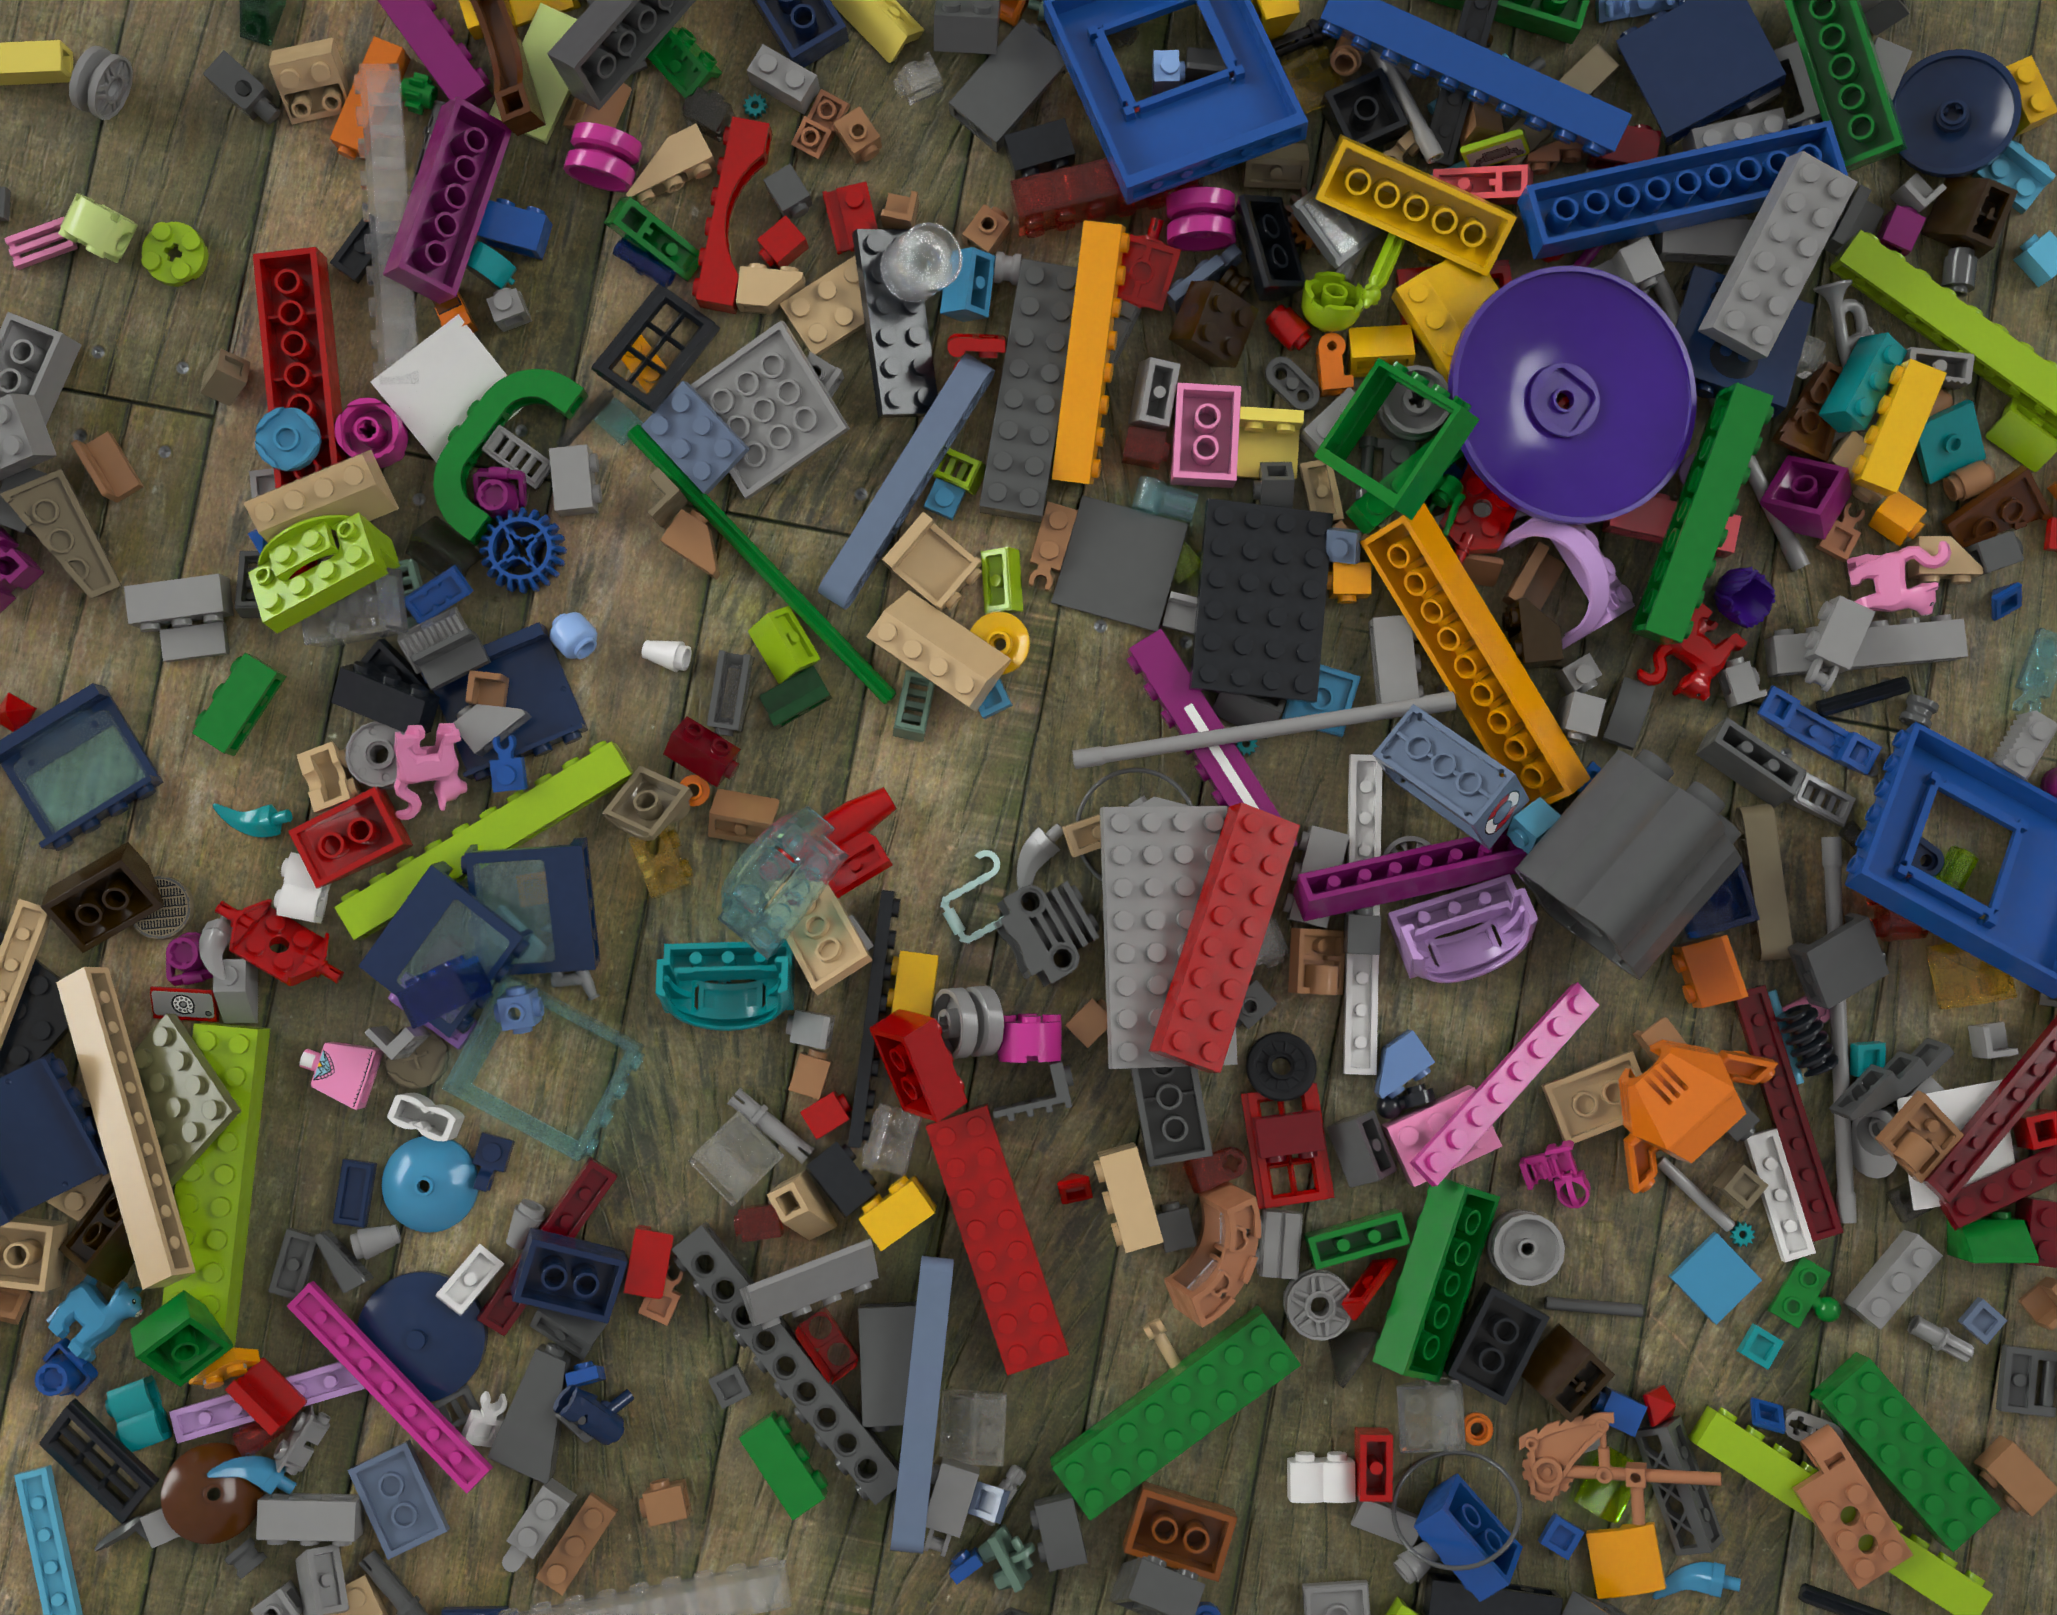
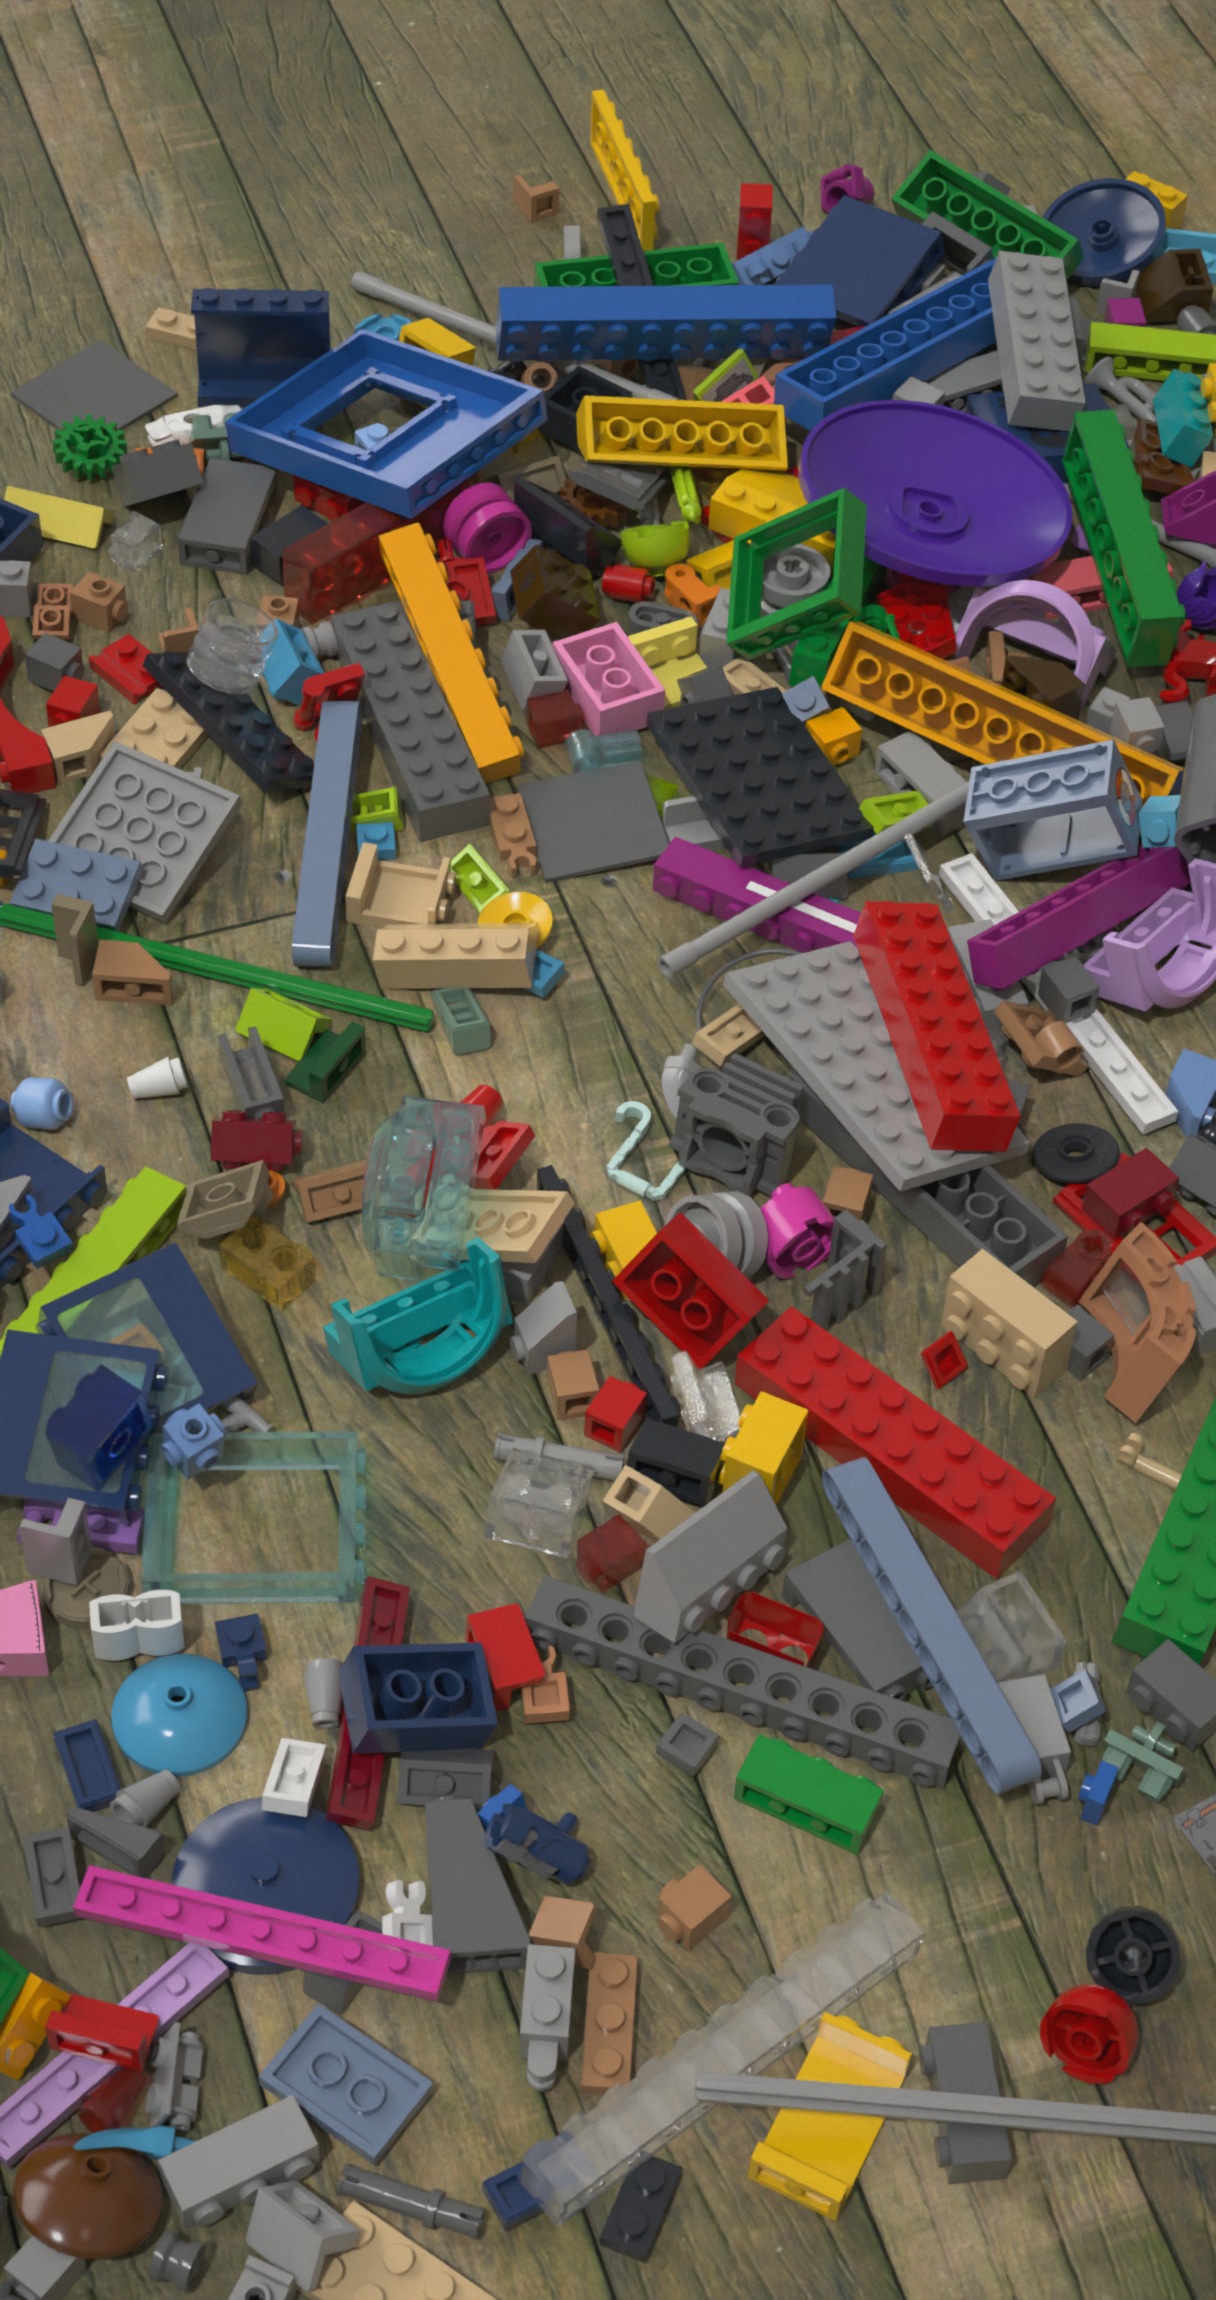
camera: 30 degrees left, 35 degrees down
(575, 1479) = (564, 1924): none -> medium nougat panel
(1335, 761) = (929, 872): none -> clear piece
(1345, 692) = (890, 809): none -> lime plate

